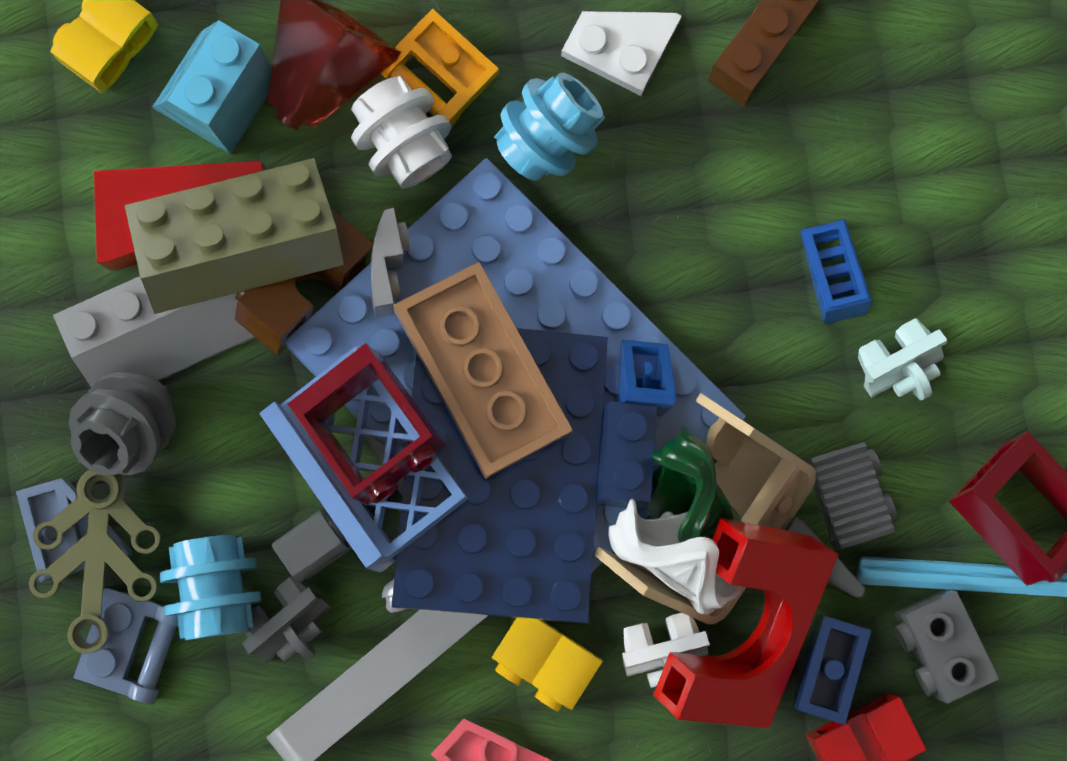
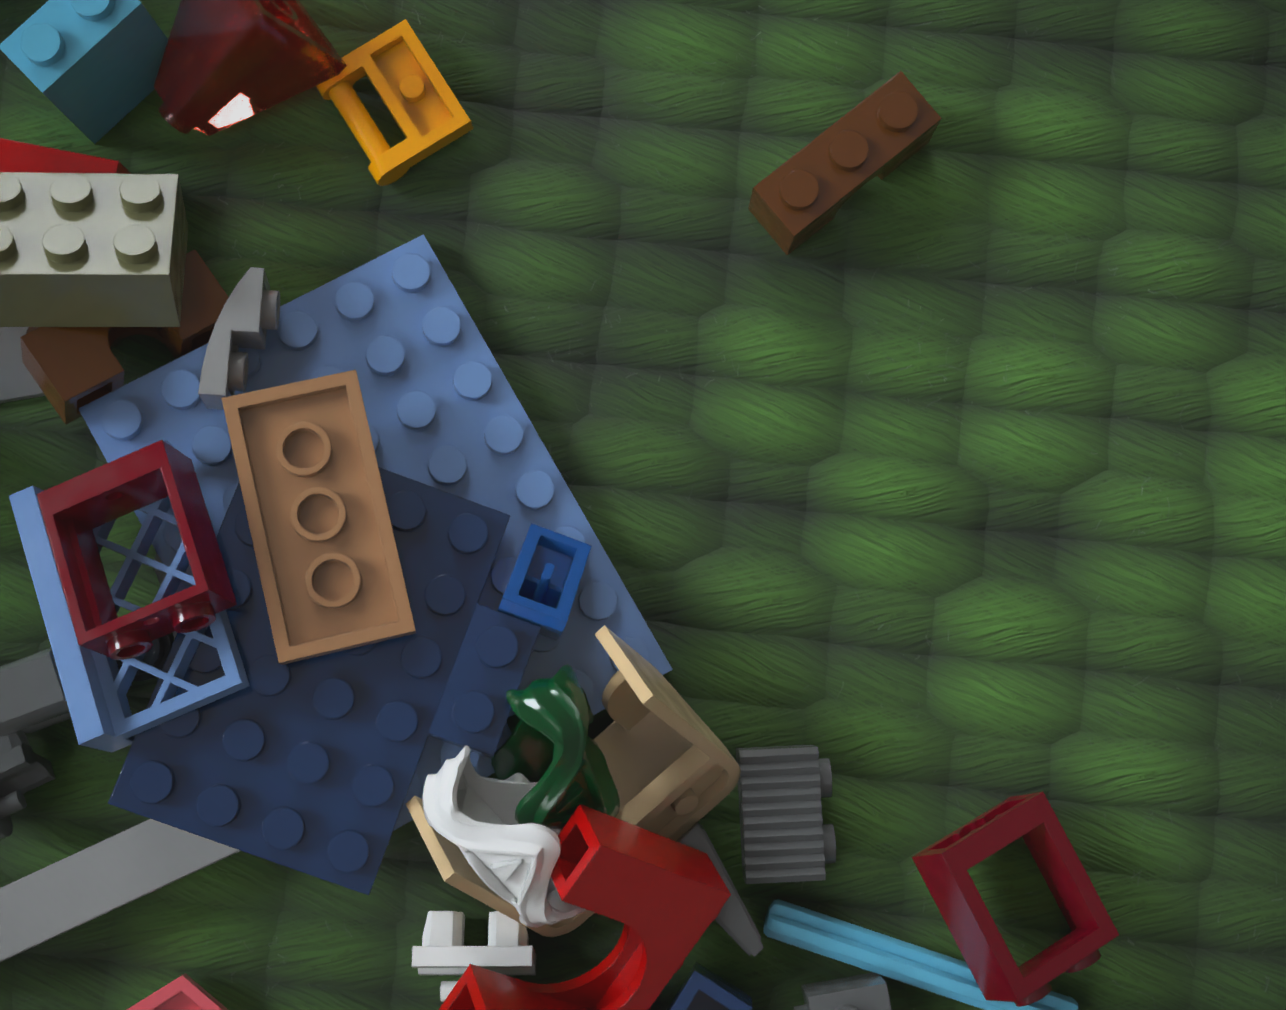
camera: 15 degrees right, 0 degrees up
(396, 124) = (313, 170): white piece -> none
(547, 661) = (315, 928): yellow brick -> none
(549, 127) = (511, 214): medium azure piece -> none
(621, 45) = (646, 131): white wing -> none
(844, 307) = (847, 558): blue slope -> none
(909, 367) = (908, 661): light aqua hips -> none

